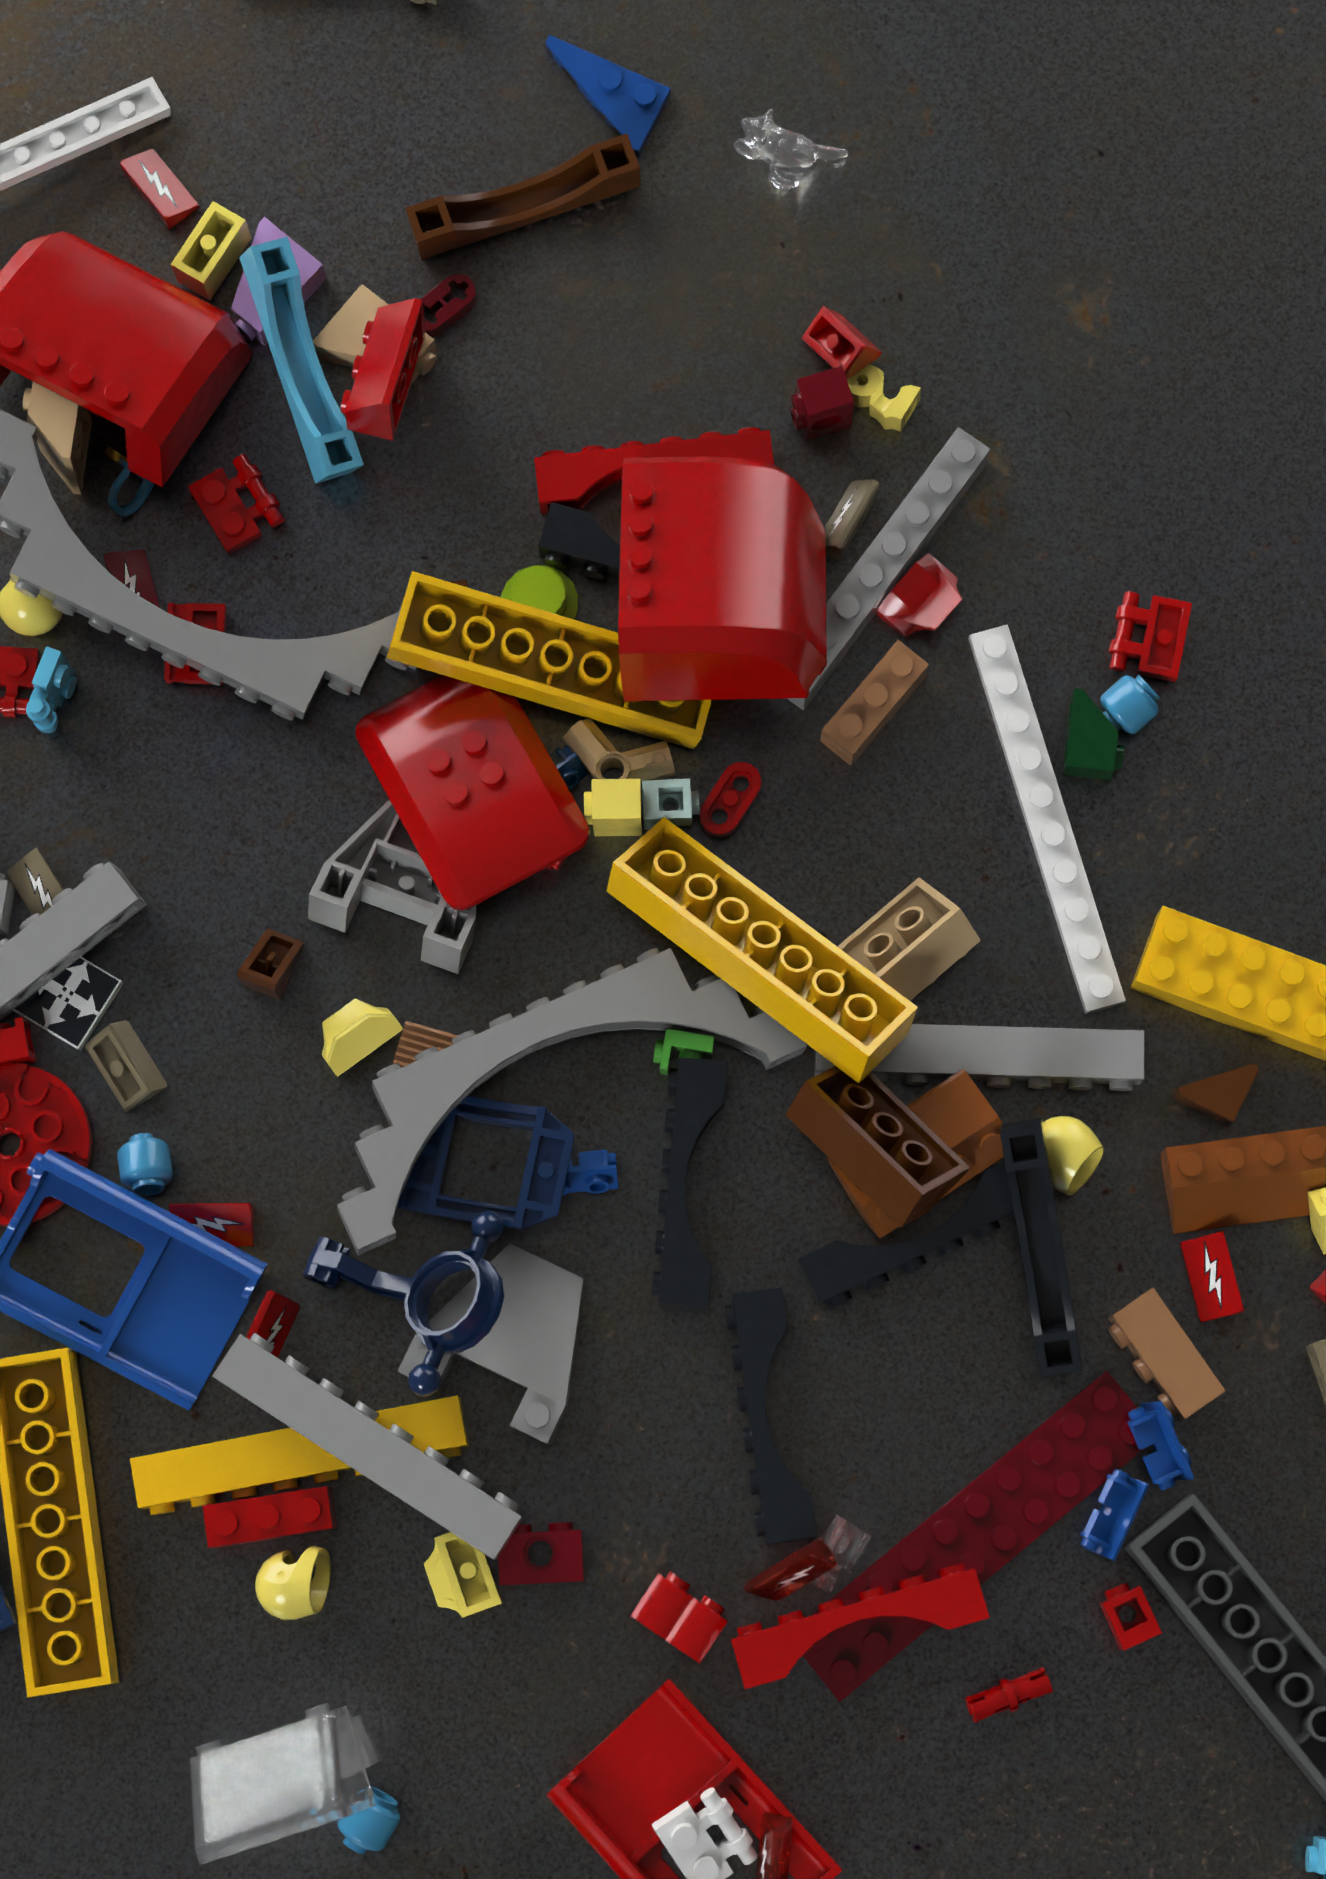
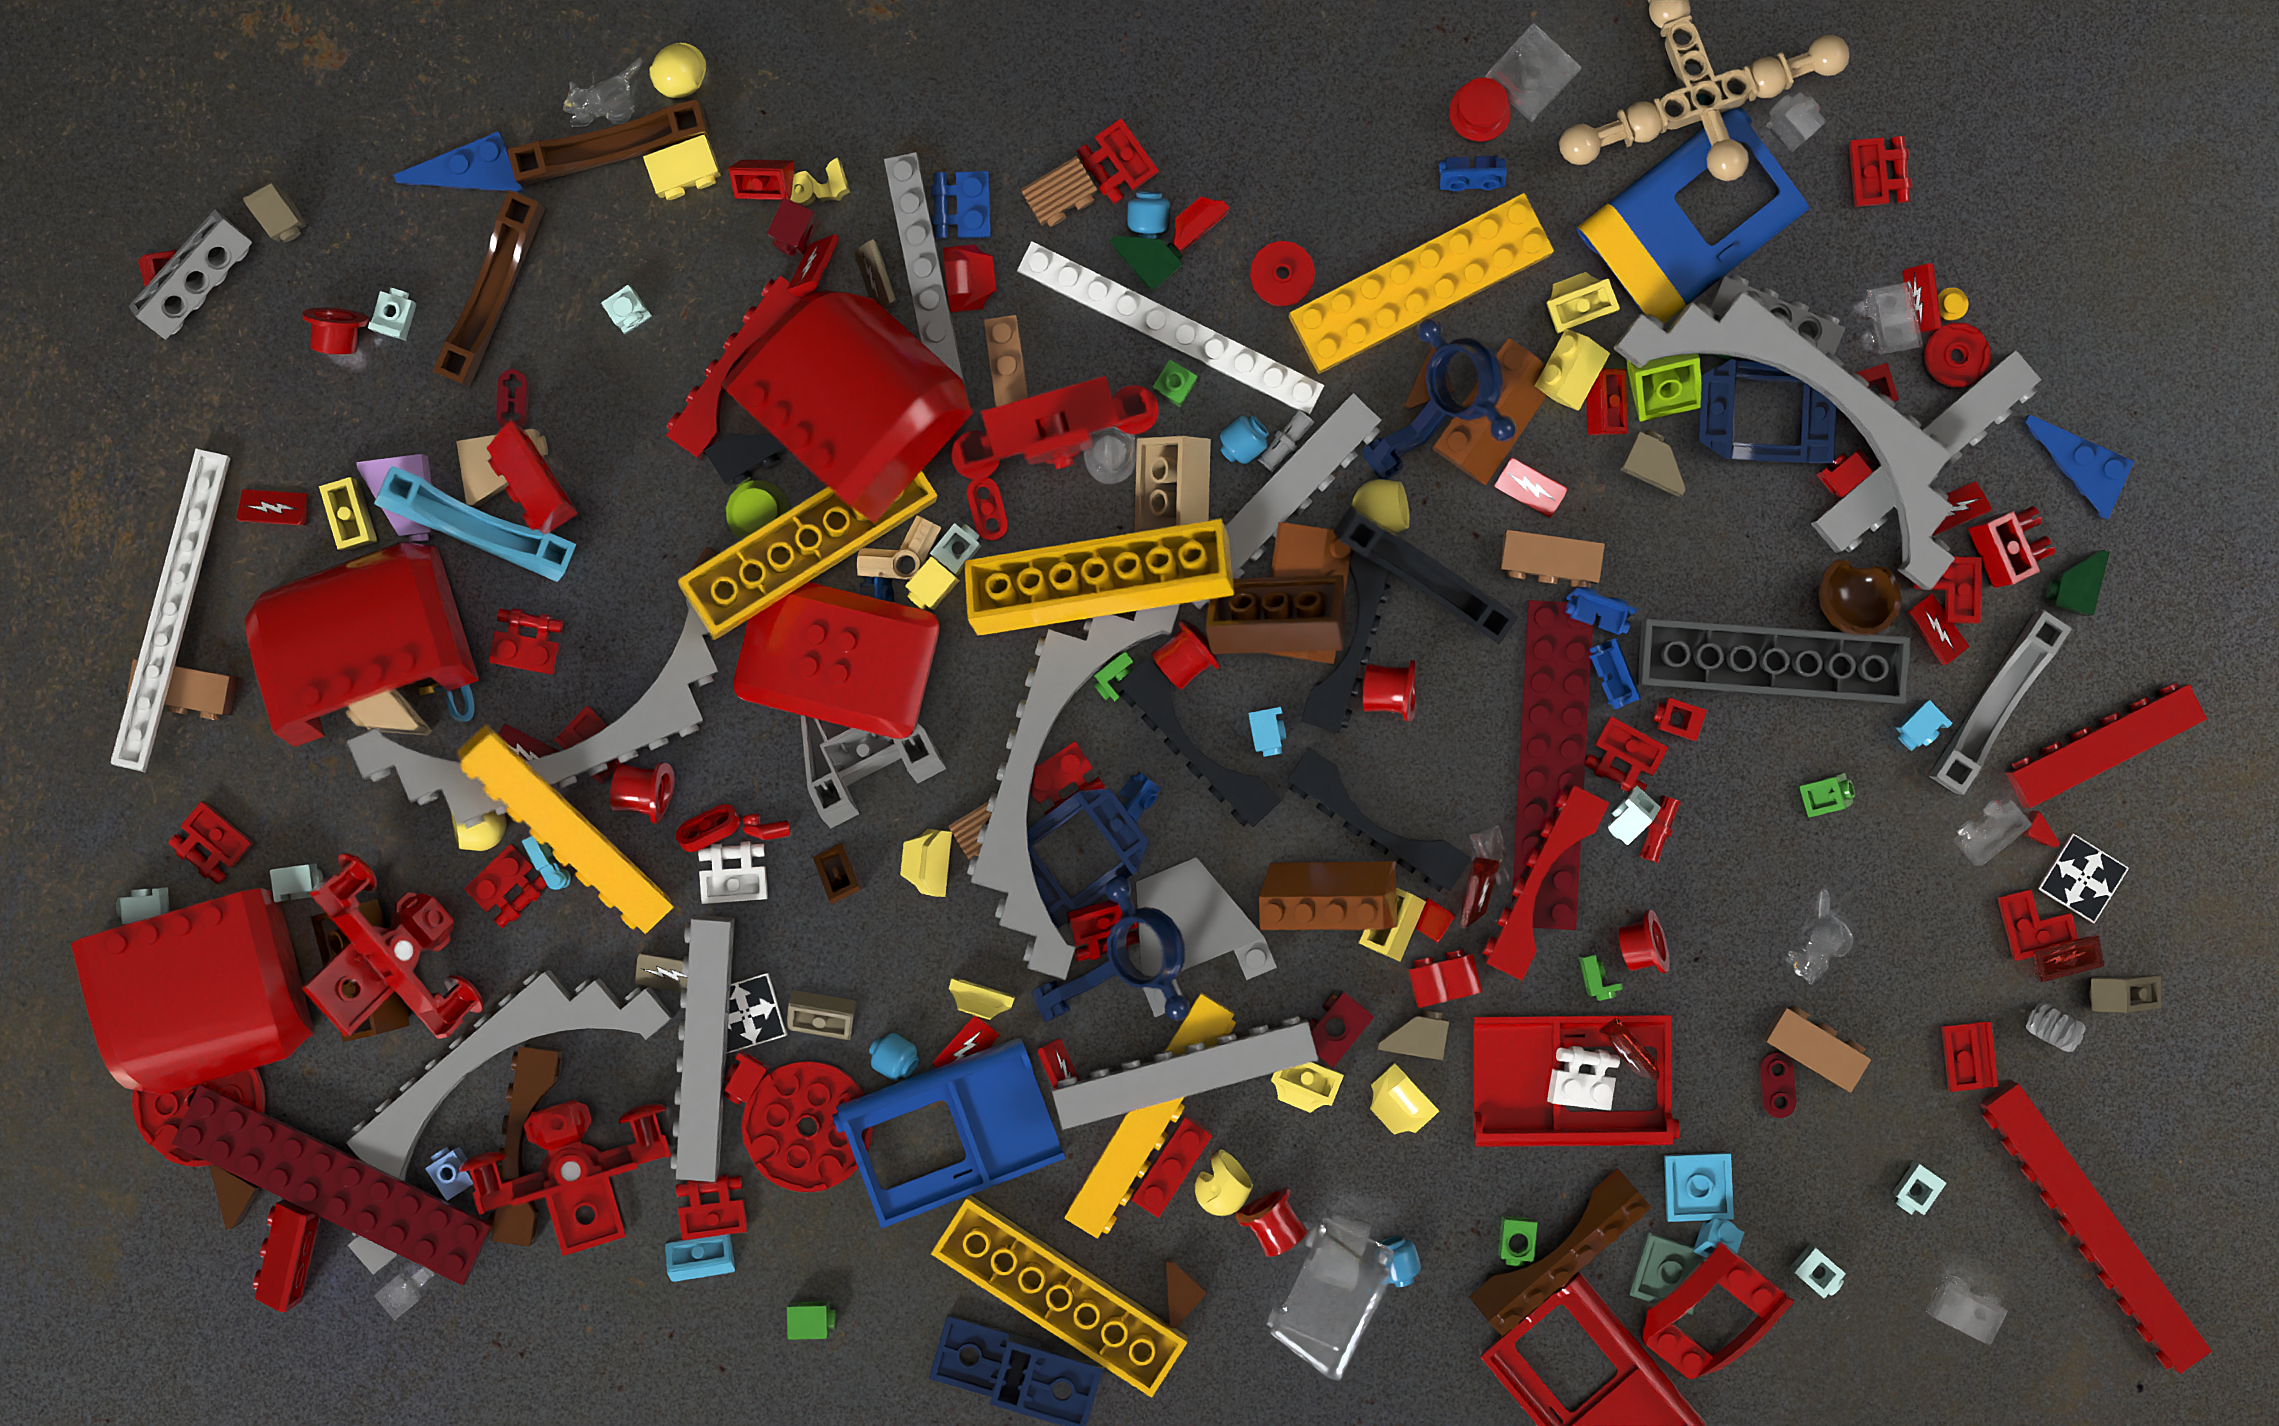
camera: 50 degrees left, 10 degrees up
(90, 674) = (564, 828): none -> yellow brick
(158, 1637) = (1183, 1292): none -> reddish brown slope
(178, 878) = (735, 883): none -> white plate
(192, 719) = (642, 790): none -> red piece
(209, 809) = (707, 828): none -> red plate
(252, 863) = (765, 831): none -> red arm
(269, 1195) = (979, 999): none -> light yellow slope
(300, 1663) = (1273, 1222): none -> red piece
(365, 99) = (334, 329): none -> red piece
(422, 150) = (399, 324): none -> light aqua brick
(432, 1234) = (1095, 923): none -> red plate
(524, 1683) = (1400, 1102): none -> light yellow slope
(549, 1081) = (1060, 771): none -> red plate
(602, 1642) = (1418, 1036): none -> dark tan slope
(615, 328) = (626, 309): none -> light aqua brick
(659, 1432) = (1329, 896): none -> dark orange slope
(688, 1516) = (1394, 941): none -> light yellow brick
(725, 1554) = (1434, 920): none -> red slope
(761, 1096) = (1185, 655): none -> red piece
(761, 1236) = (1267, 731): none -> medium azure brick
(786, 267) = (682, 167): none -> light yellow brick
(799, 219) = (580, 152): none -> reddish brown arch
(805, 453) = (812, 266): none -> red slope
(814, 1756) = (1593, 972): none -> bright green bracket
(860, 784) = (1053, 426): none -> red piece
(867, 189) = (678, 70): none -> light yellow helmet
(887, 1780) = (1645, 944): none -> red piece
(889, 858) = (1111, 456): none -> clear piece
(904, 1315) = (1390, 689): none -> red piece
(990, 545) = (972, 205): none -> blue plate
(998, 1655) = (1633, 815): none -> light aqua brick
(1000, 863) = (1175, 383): none -> bright green brick
(1008, 972) = (1243, 439): none -> dark azure head
(1042, 1012) = (1285, 441): none -> light grey pin
(1059, 1594) = (1630, 746): none -> red plate
(1074, 609) = (1059, 192): none -> medium nougat brick
(1118, 1111) = (1385, 454): none -> dark blue piece
(1165, 751) = (1197, 220): none -> red slope
(1178, 889) = (1277, 290): none -> red plate
(1189, 1828) = (1827, 795): none -> bright green bracket

